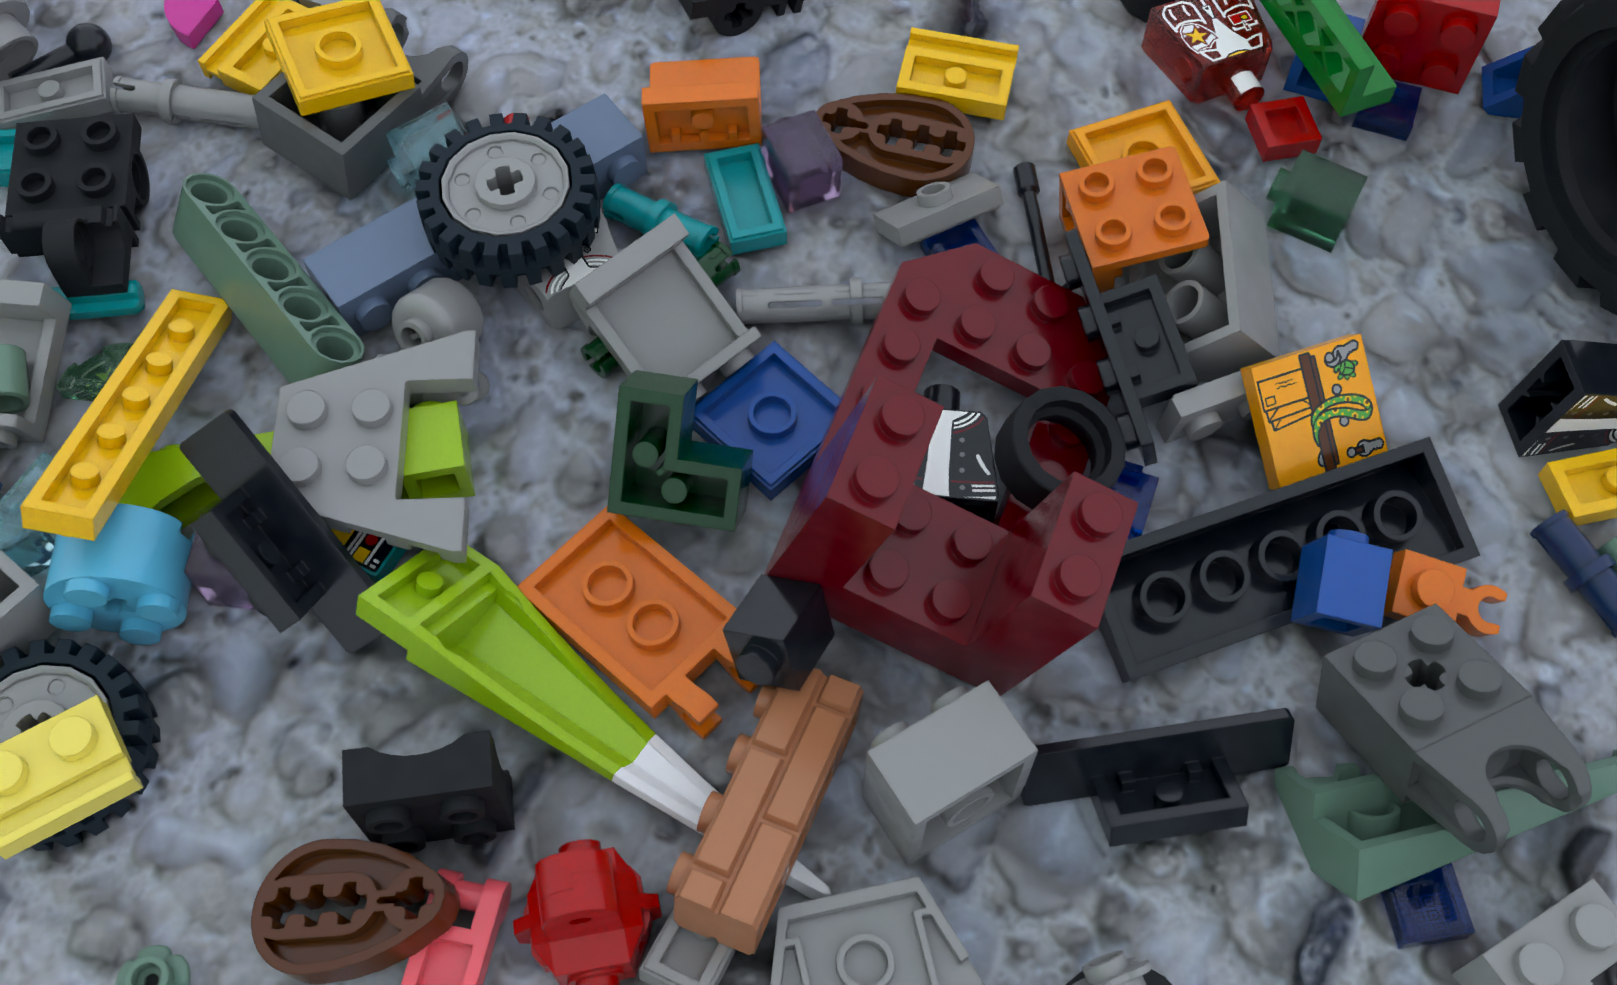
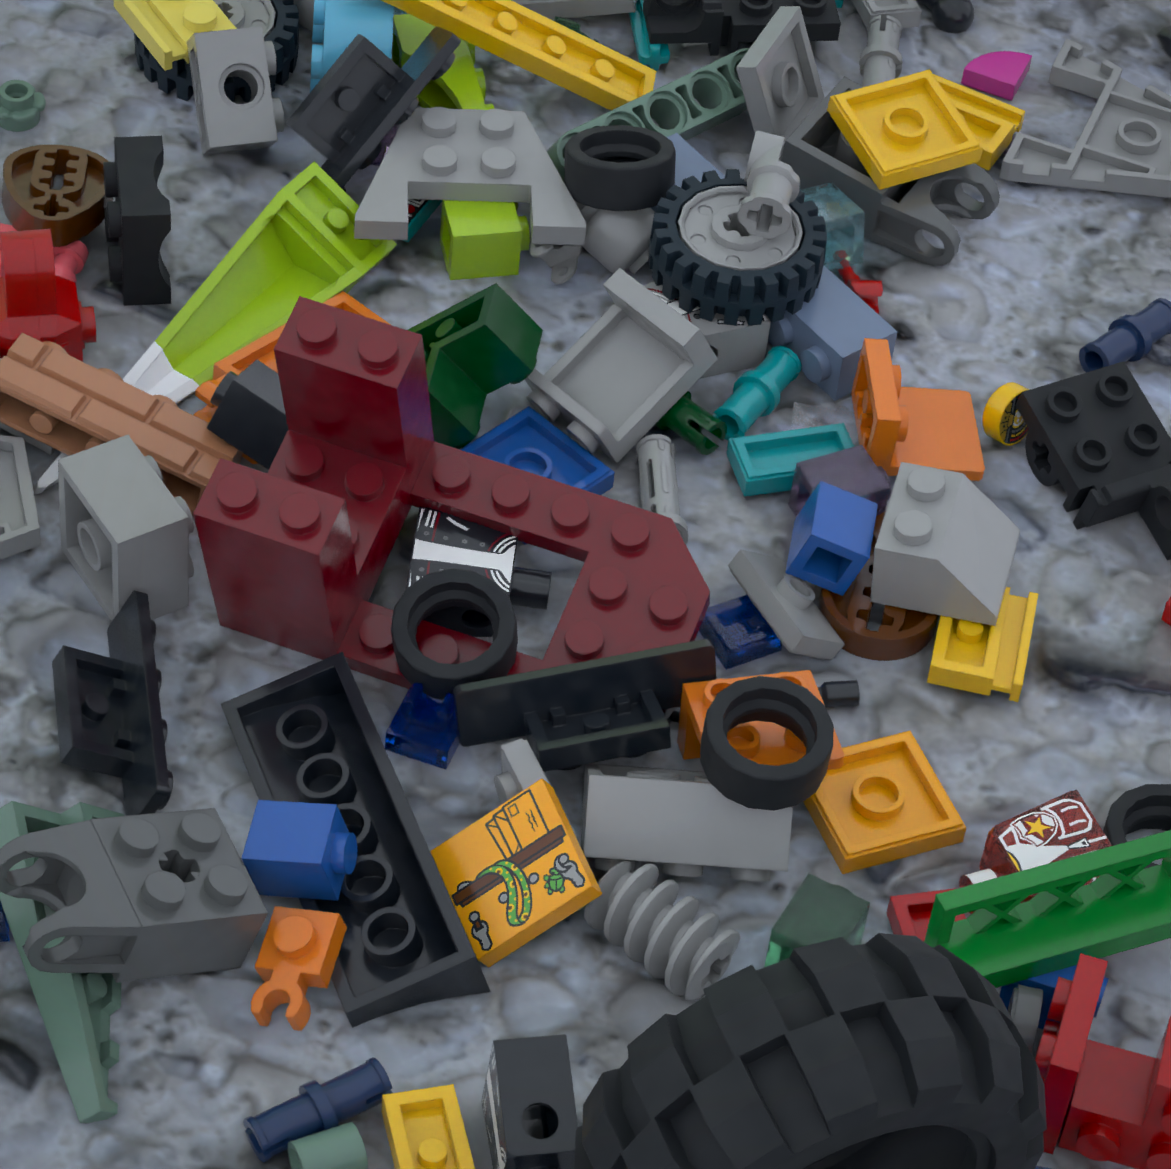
camera: 85 degrees right, 15 degrees down
(162, 715) = (221, 122): none -> light grey brick
(235, 166) = (780, 75): none -> light grey tile
(366, 268) = (619, 167): none -> black tyre
(461, 143) = (770, 186): none -> light grey connector
(683, 33) = (1001, 417): none -> yellow tile
(886, 84) = (943, 547): none -> light grey slope
(888, 151) = (831, 538): none -> blue brick
(1215, 150) = (760, 784): none -> black tyre
(1347, 295) = (660, 932): none -> light grey piece
(1400, 58) = (1025, 1011): none -> dark grey tile

